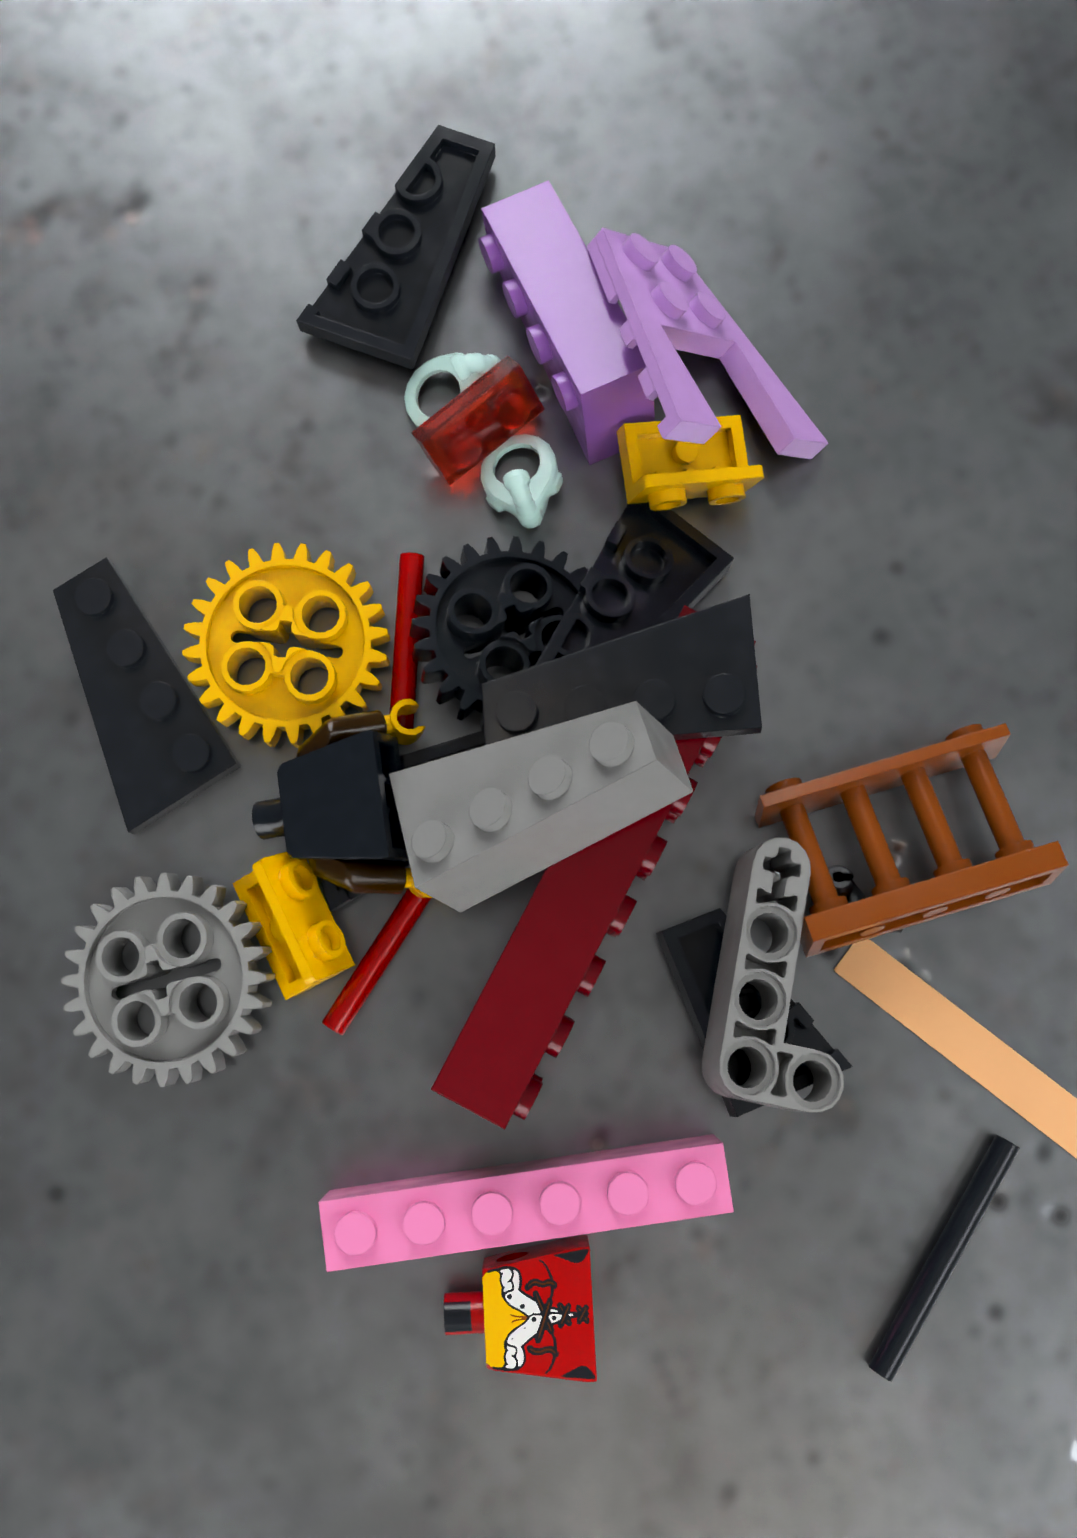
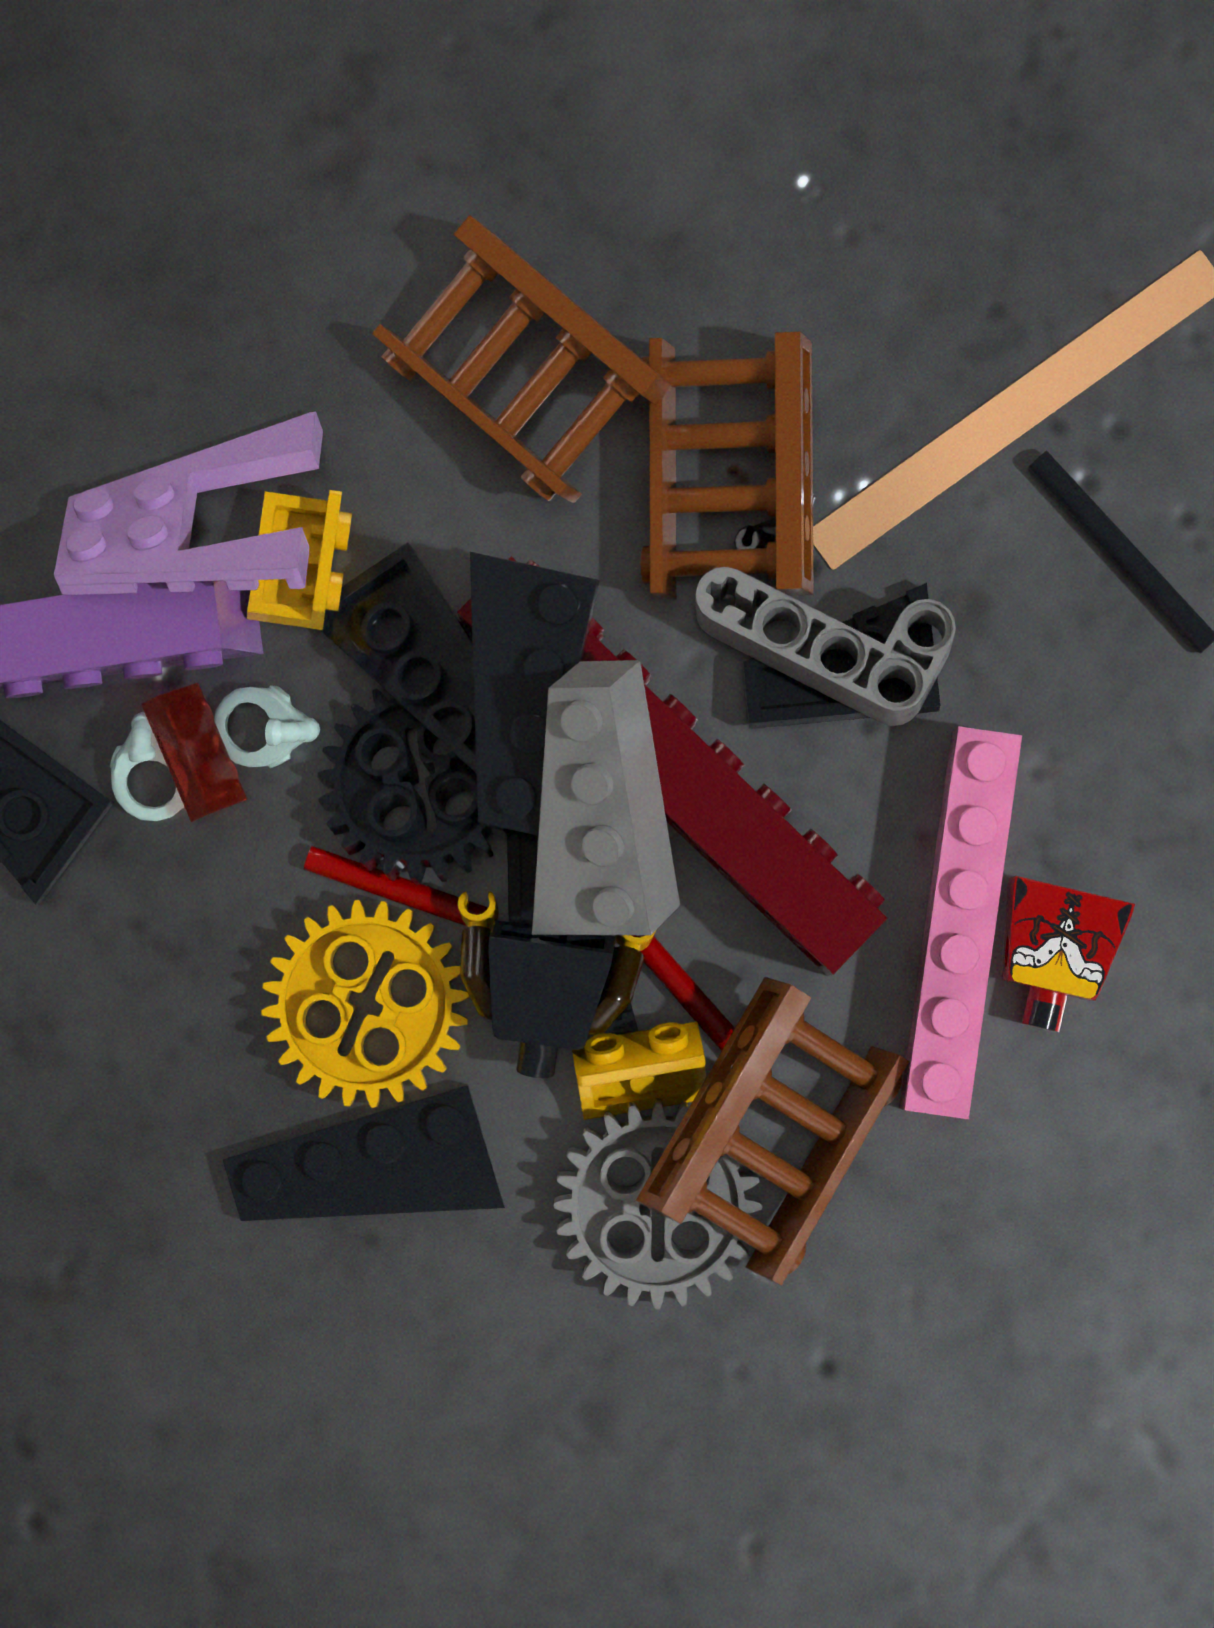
camera: 75 degrees left, 5 degrees up
(264, 1010) = (713, 1129): none -> dark orange fence
(985, 653) = (577, 341): none -> dark orange fence

